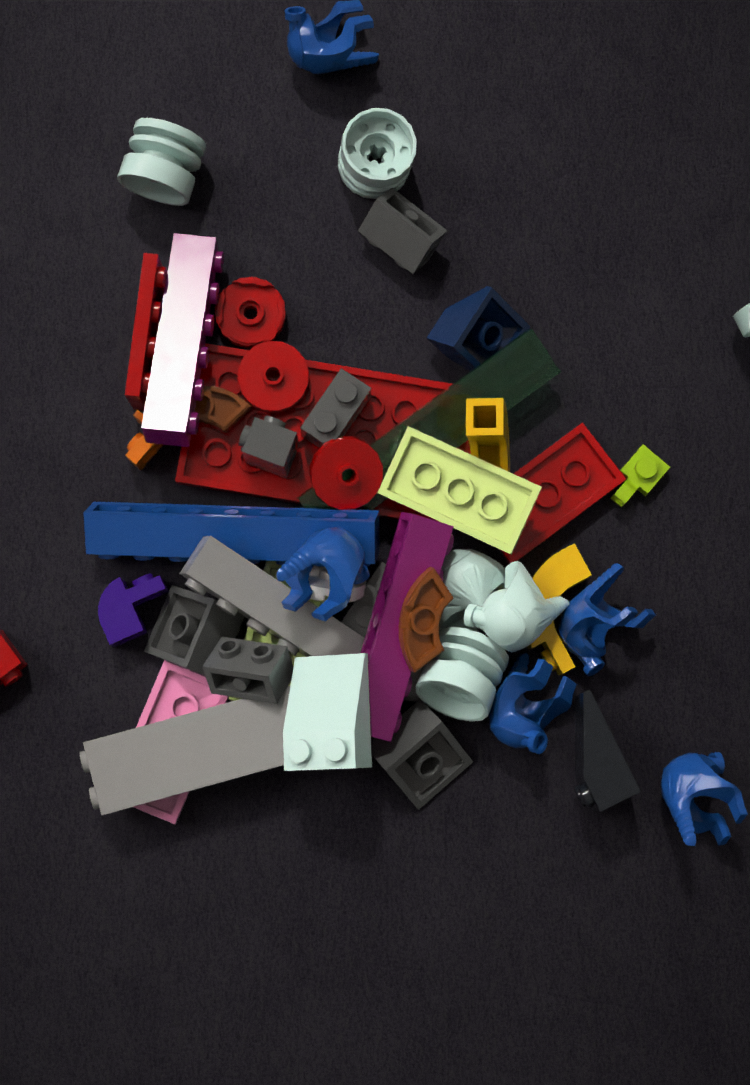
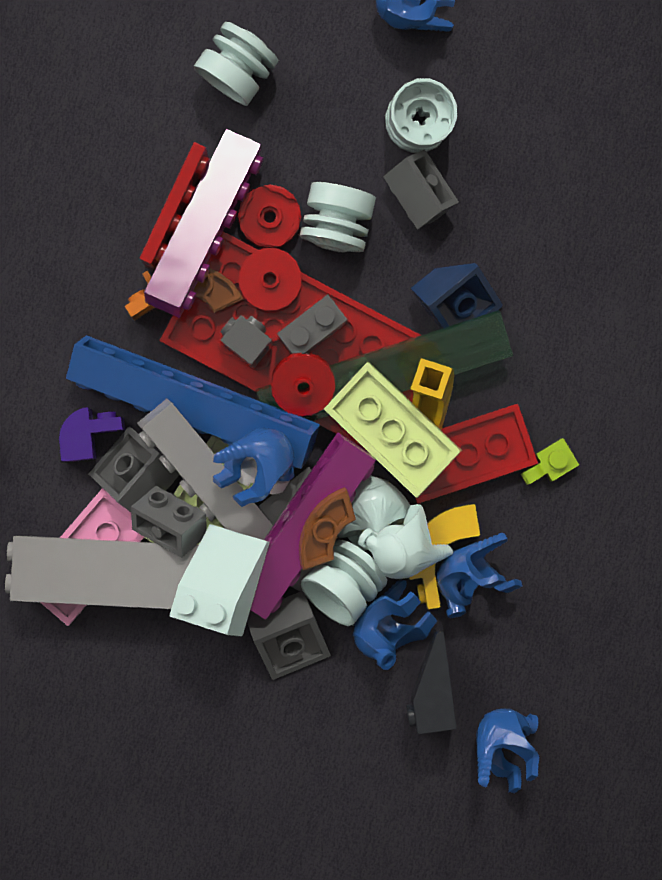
camera: 20 degrees right, 5 degrees up
(323, 286) = (337, 218): none -> light aqua wheel

